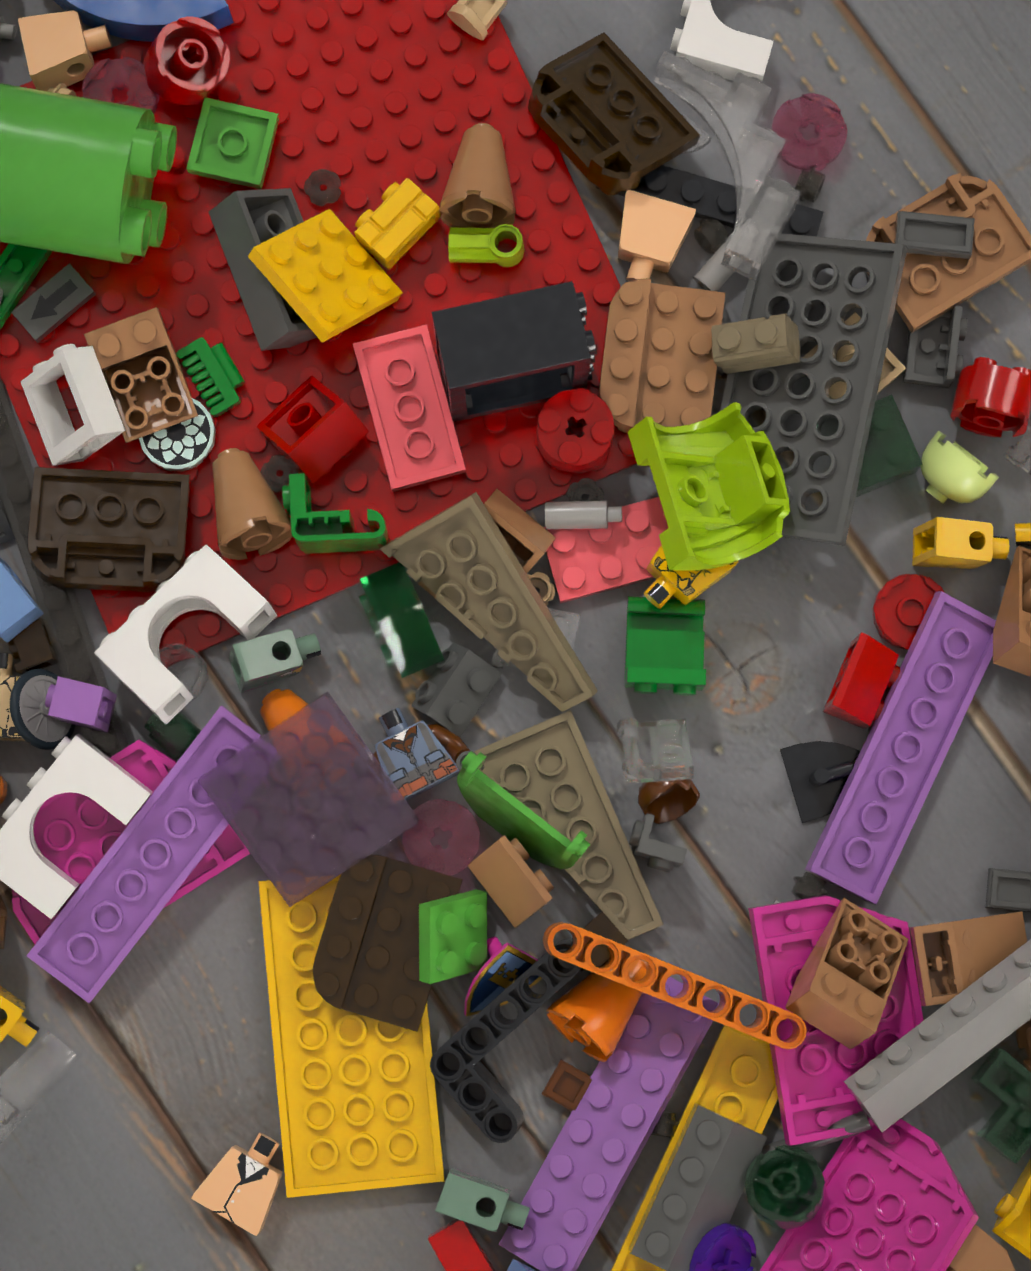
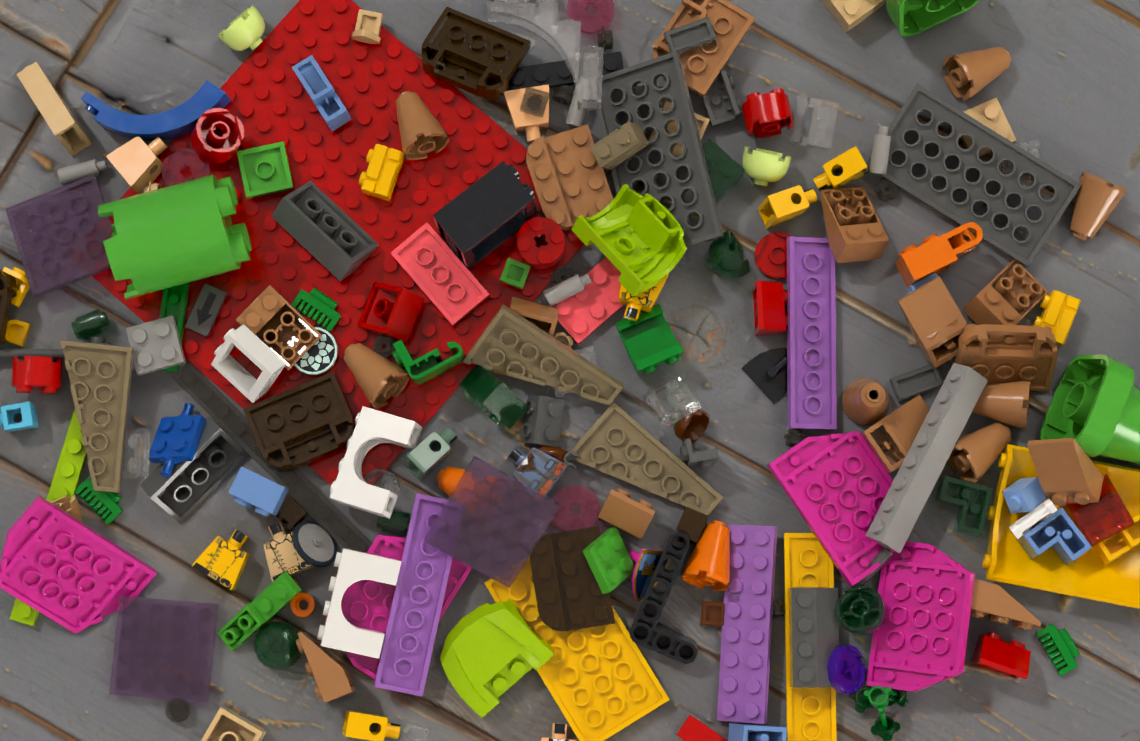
camera: 25 degrees left, 0 degrees up
(80, 703) = (336, 530): medium lavender brick -> none
(217, 990) = (490, 654): none -> lime piece
(319, 178) = (326, 165): clear smoke plate -> none
(325, 275) = (356, 221): yellow plate -> none
(365, 72) = (321, 93): none -> medium blue slope
(461, 1199) = (684, 701): sand green torso -> none
(480, 245) = (435, 161): lime piece -> none
(515, 819) = (610, 477): bright green piece -> none
(517, 458) = (515, 273): none -> bright green plate
(663, 224) = (534, 102): none -> clear smoke plate
(693, 989) = (757, 522): orange beam -> none
(837, 579) = (727, 257): none -> clear green cylinder
(848, 975) = (840, 475): medium nougat slope -> none
(926, 887) = (860, 406): none -> medium nougat cone

